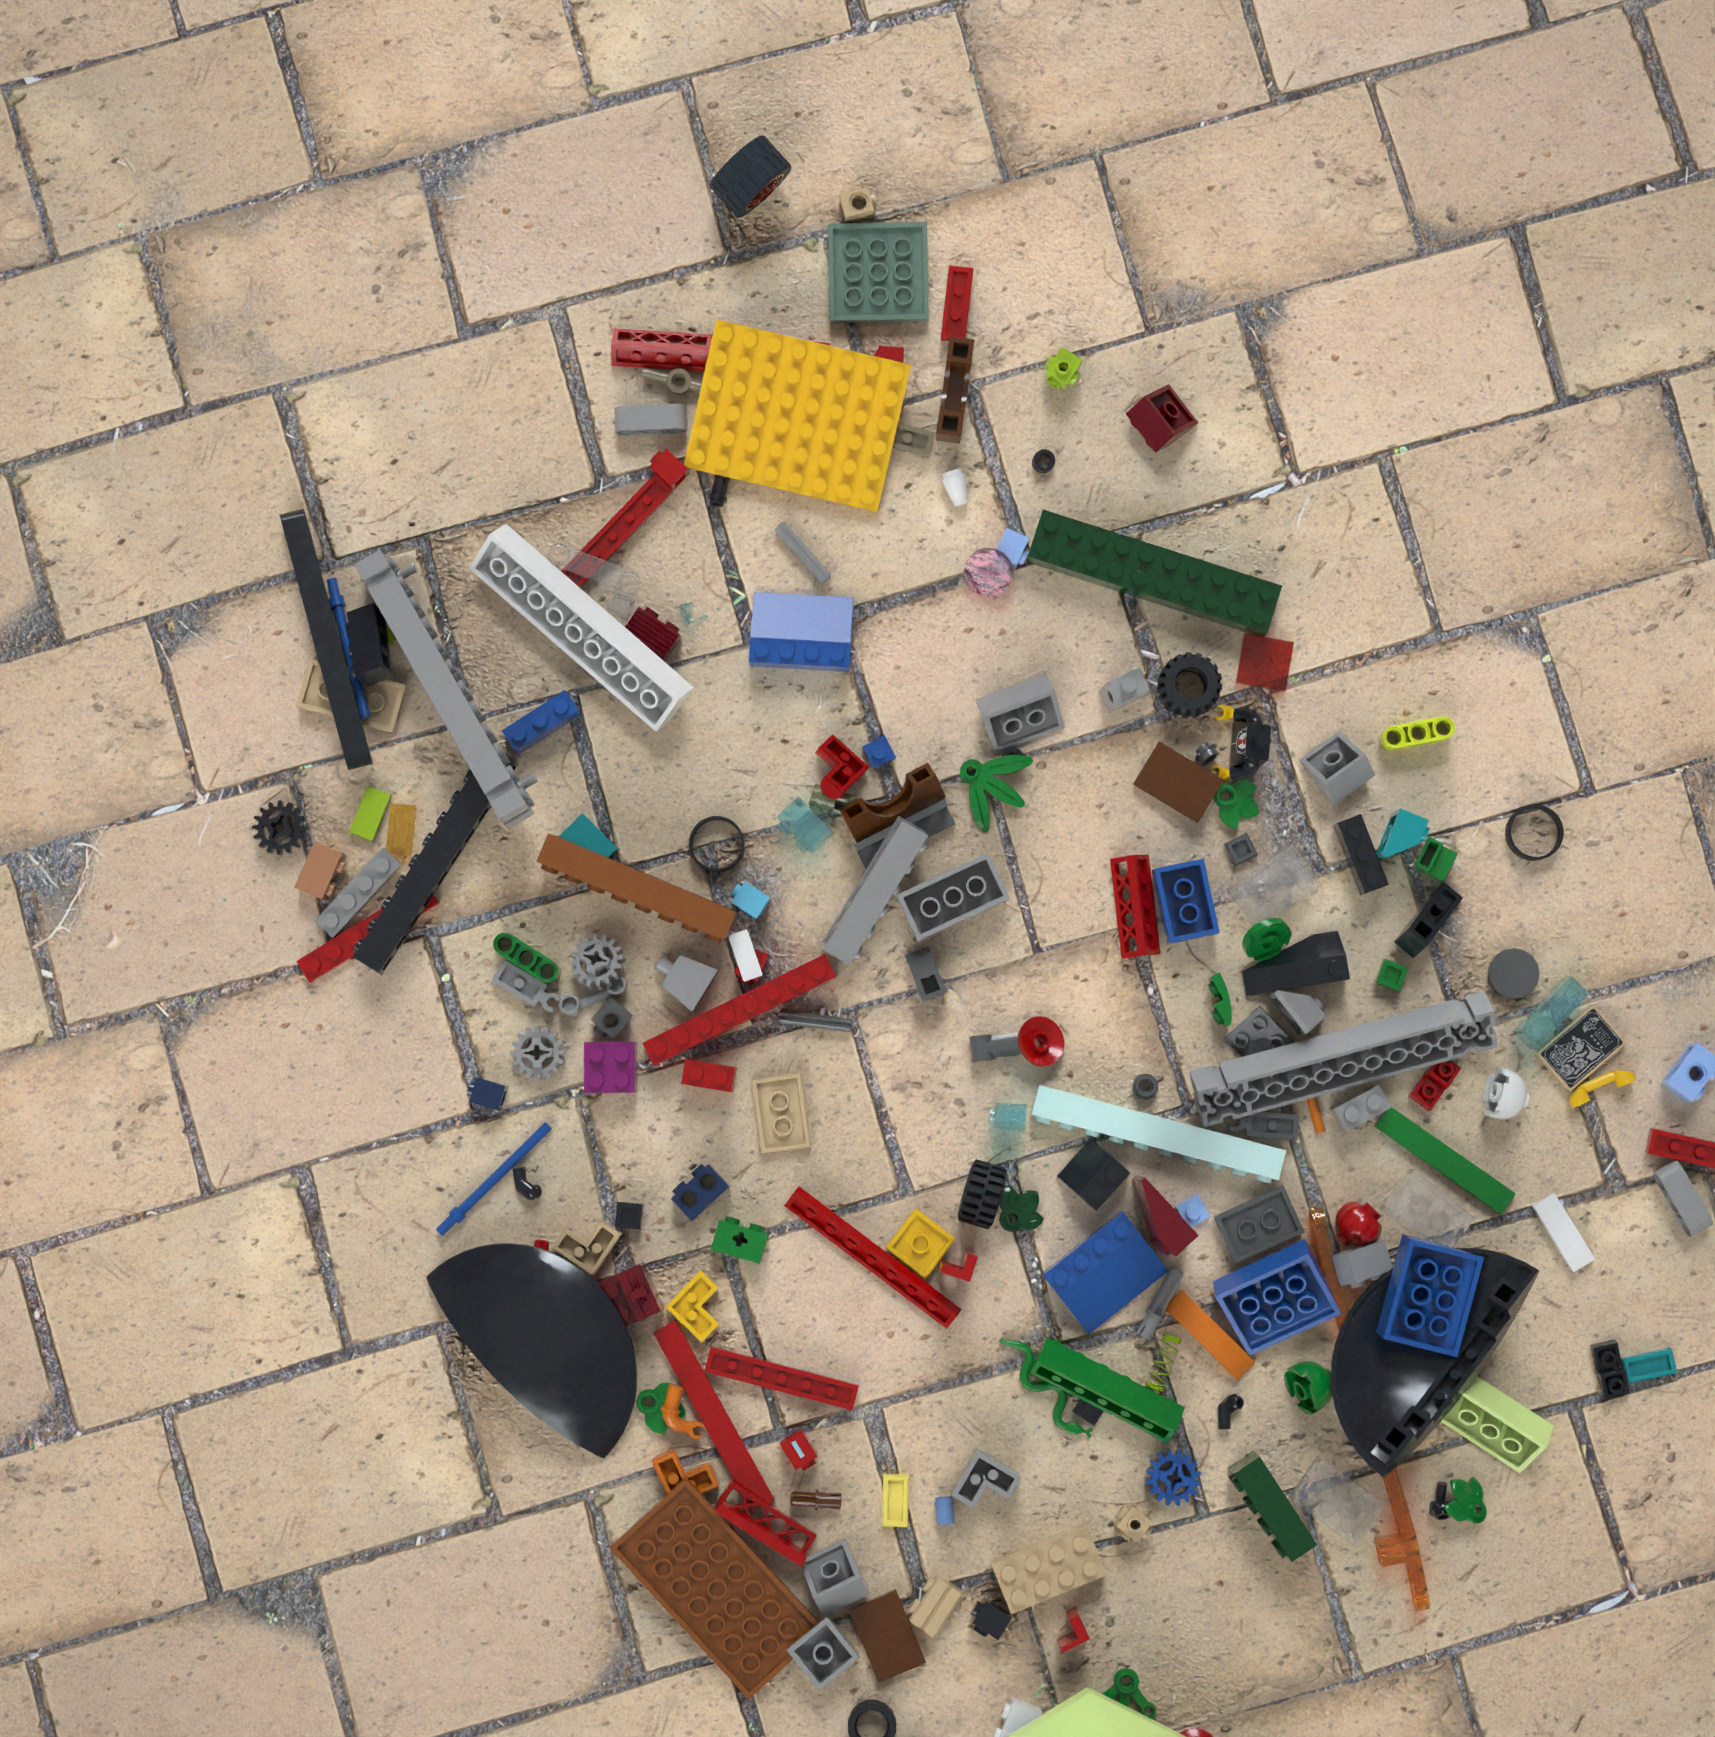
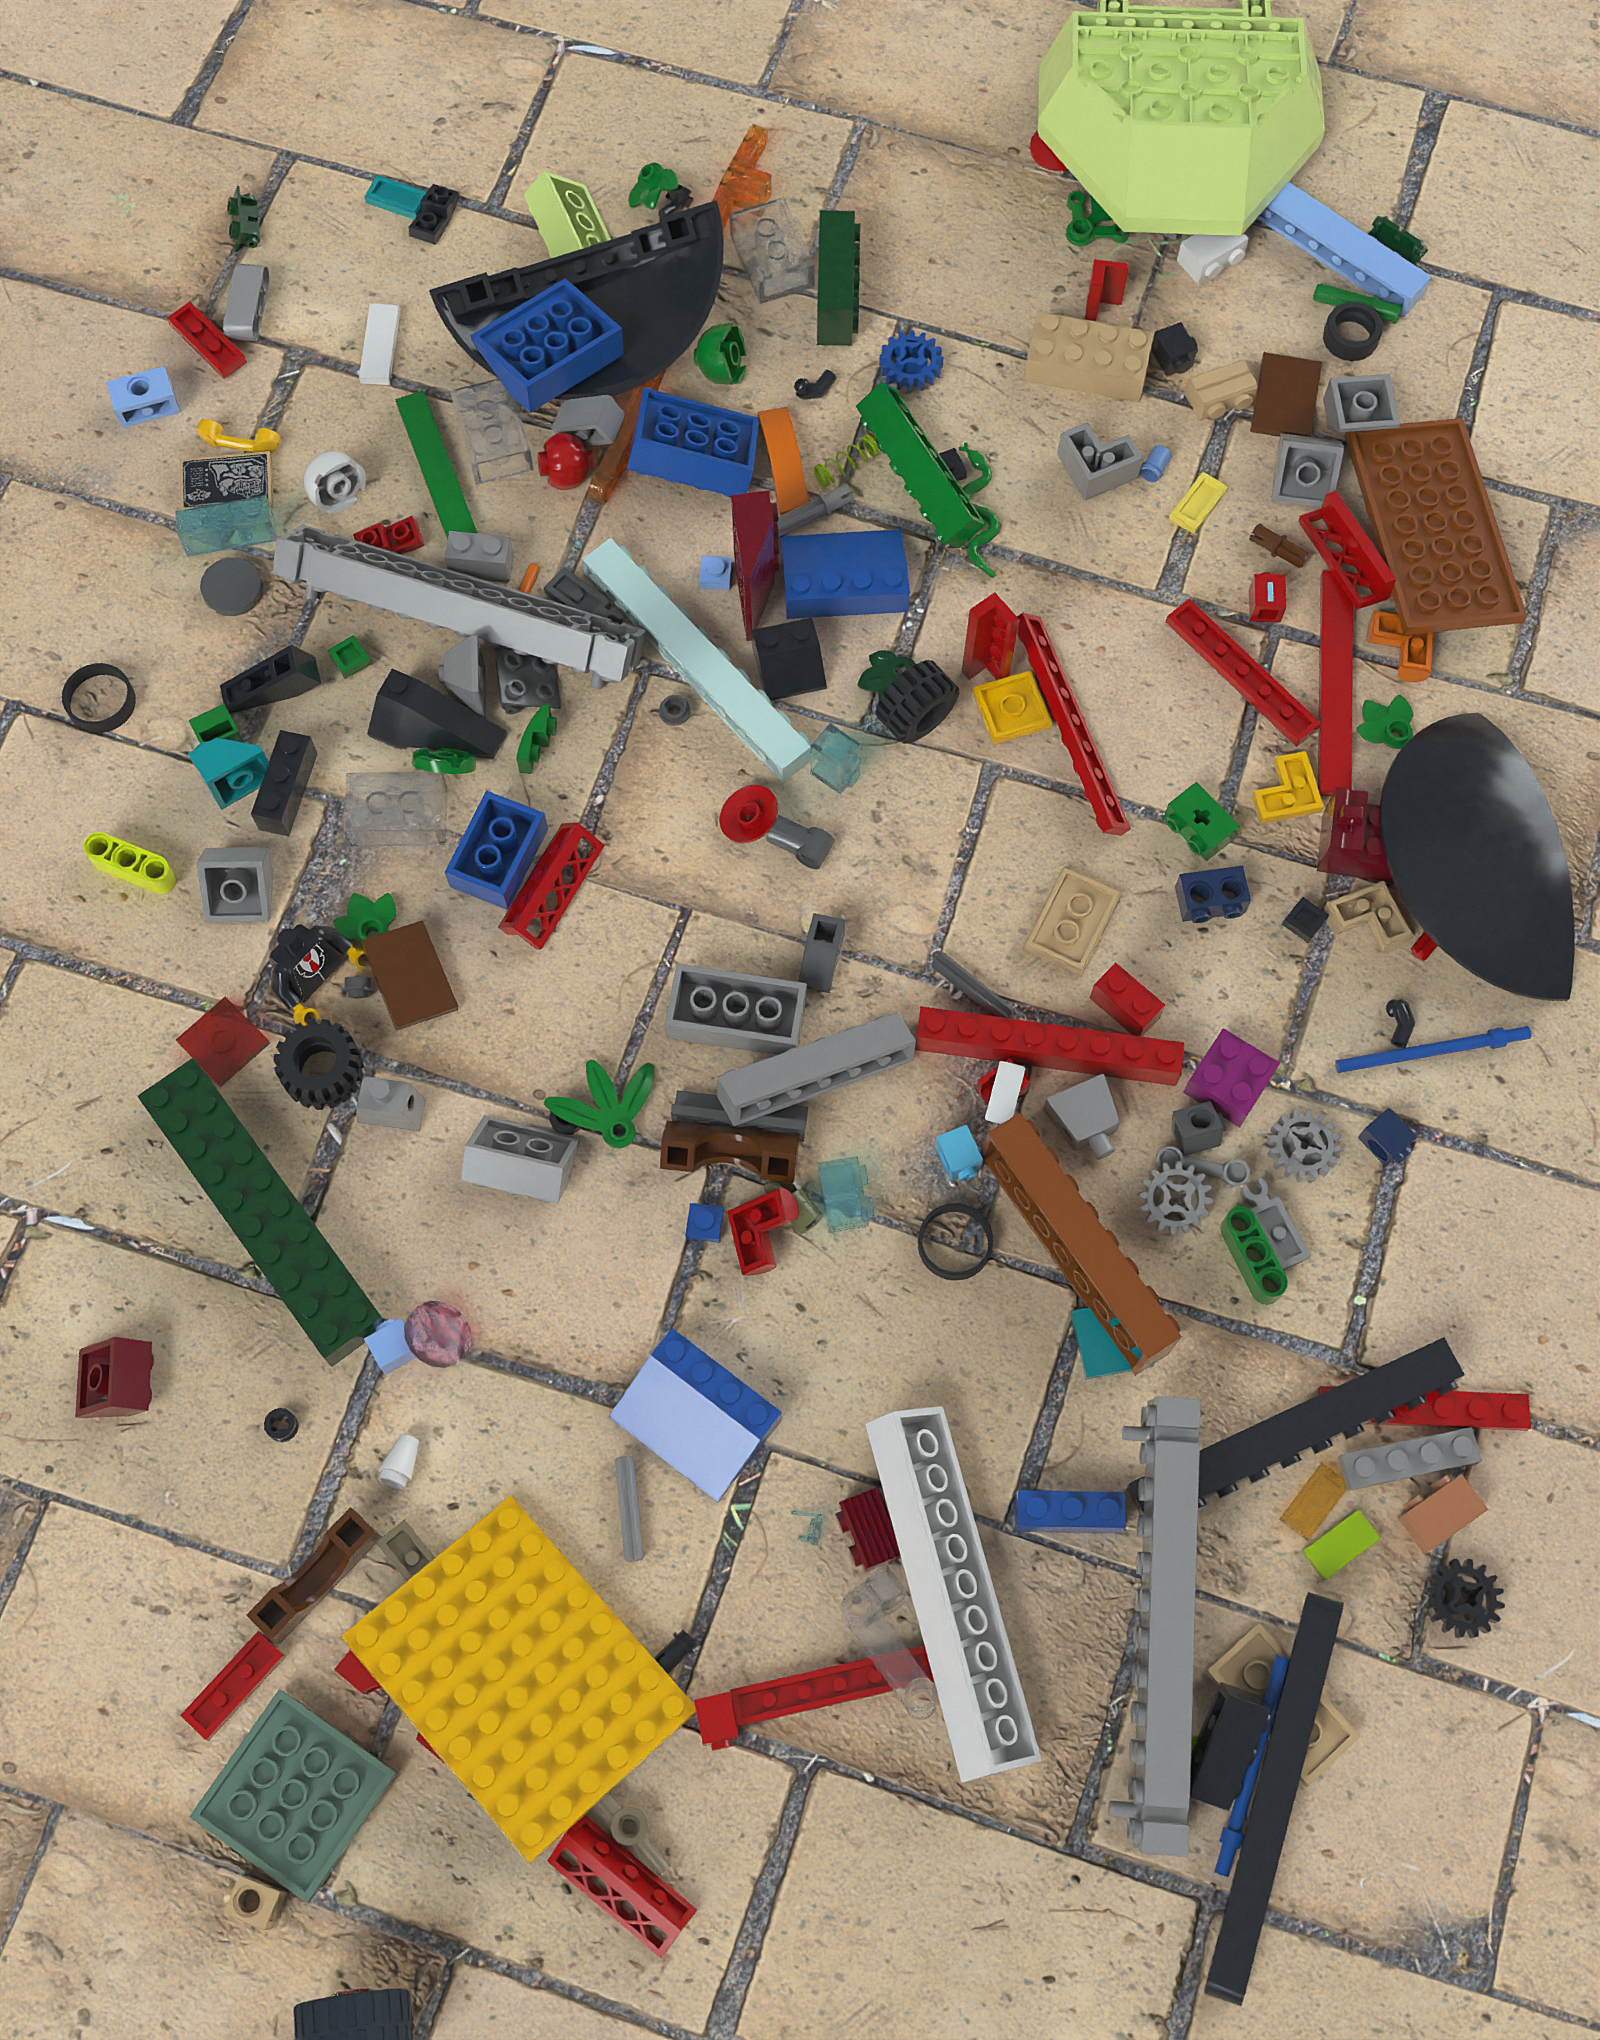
camera: 150 degrees left, 15 degrees down
(651, 419) = (696, 1801): light grey beam -> none
(671, 1413) = (1379, 705): orange piece -> none
(1068, 364) = (175, 1512): lime brick -> none
(1127, 1515) = (977, 345): tan brick -> none
(1241, 849) = (399, 871): dark grey tile -> none
(1258, 1224) = (660, 520): dark grey plate -> none

